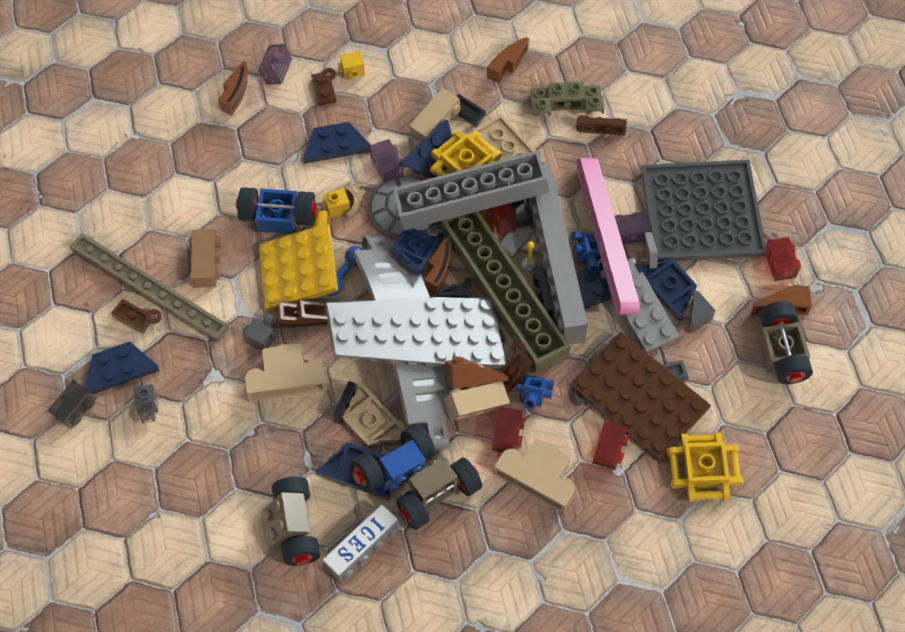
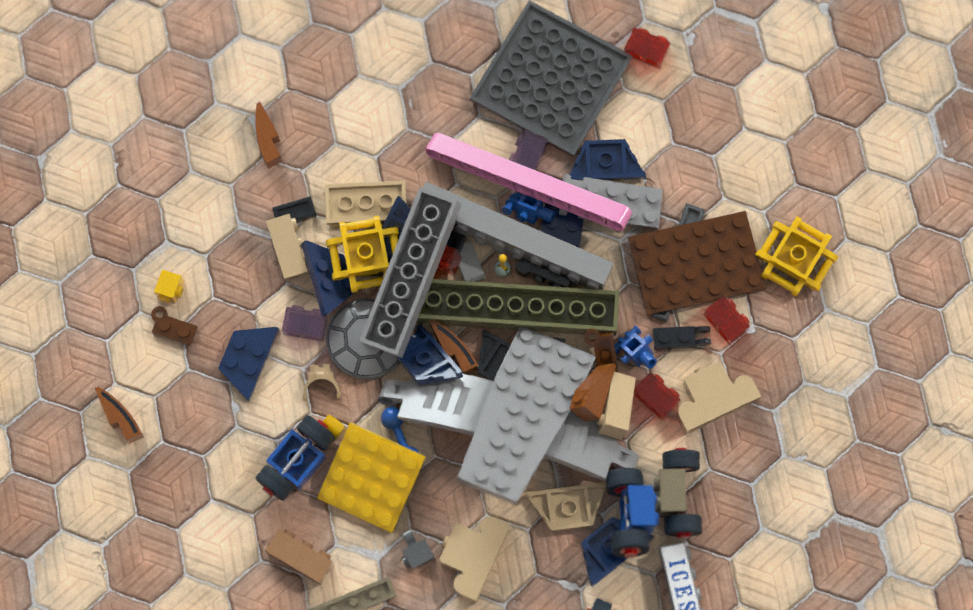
camera: 55 degrees left, 15 degrees up
(275, 64) = (119, 360): brick -> none
(301, 314) = (422, 499): dark orange slope -> none
(336, 203) = (320, 399): yellow brick -> none
(344, 401) = (537, 519): black tile -> none
(566, 97) = (346, 111): olive bracket -> none
(570, 421) = (679, 337): none -> black hinge
(601, 125) = (399, 103): reddish brown hinge -> none
(650, 250) = (566, 154): light grey tile -> none
(700, 312) = (651, 155): dark grey slope -> none
(784, 343) = (734, 110): brick -> none
(796, 294) = (692, 71): dark orange slope -> none

